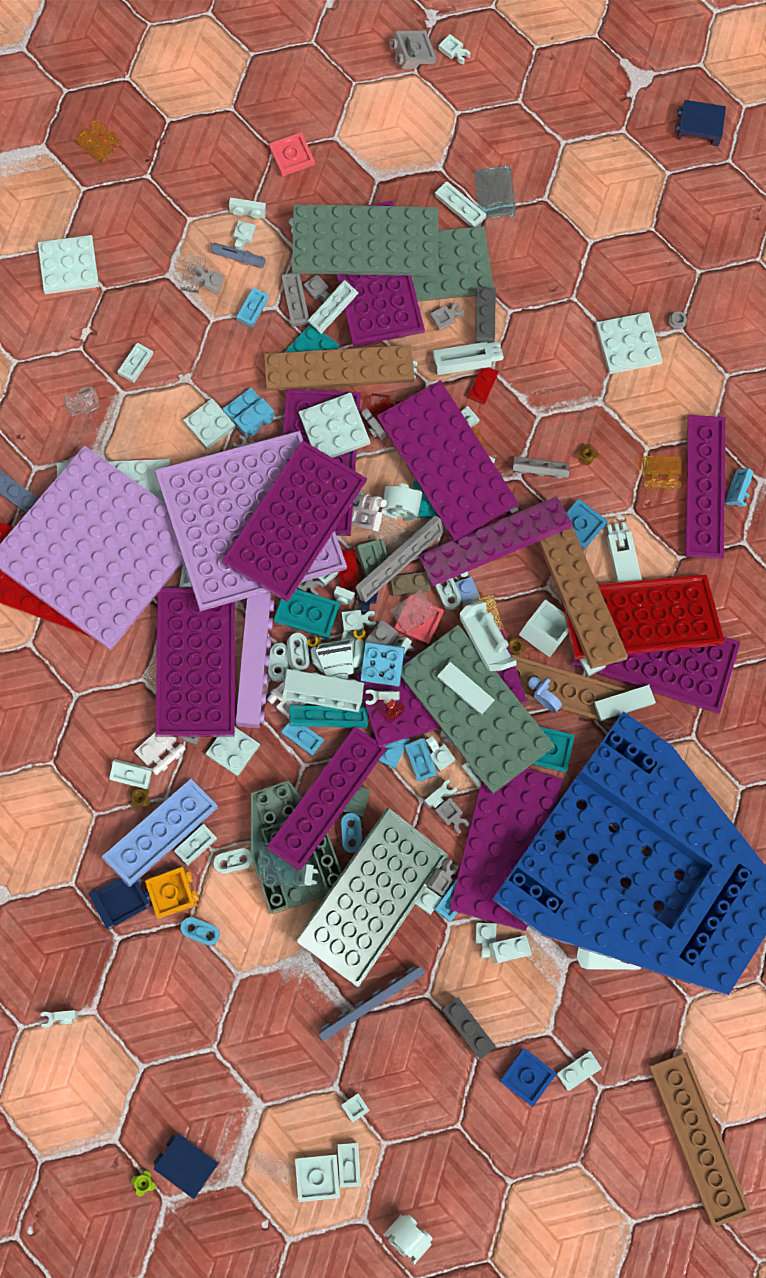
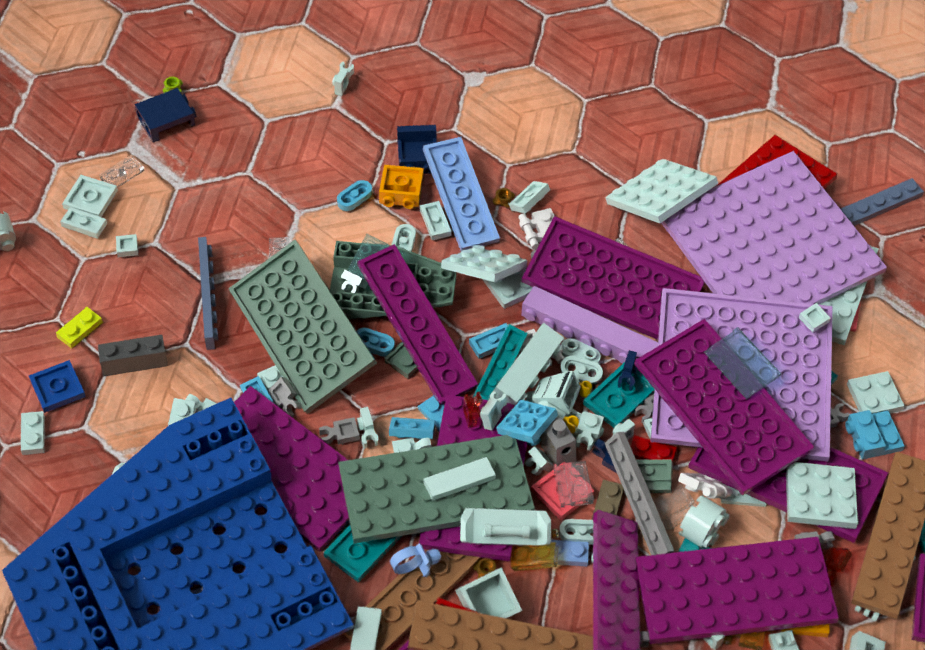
camera: 120 degrees right, 20 degrees down
(78, 658) = (661, 190): none -> light aqua plate
(178, 477) = (814, 317): none -> light aqua plate
(236, 771) = (484, 263): none -> light aqua plate
(252, 516) = (742, 363): none -> clear light blue piece
(286, 610) = (628, 369): none -> dark blue plate
(459, 1098) = (79, 327): none -> neon yellow plate

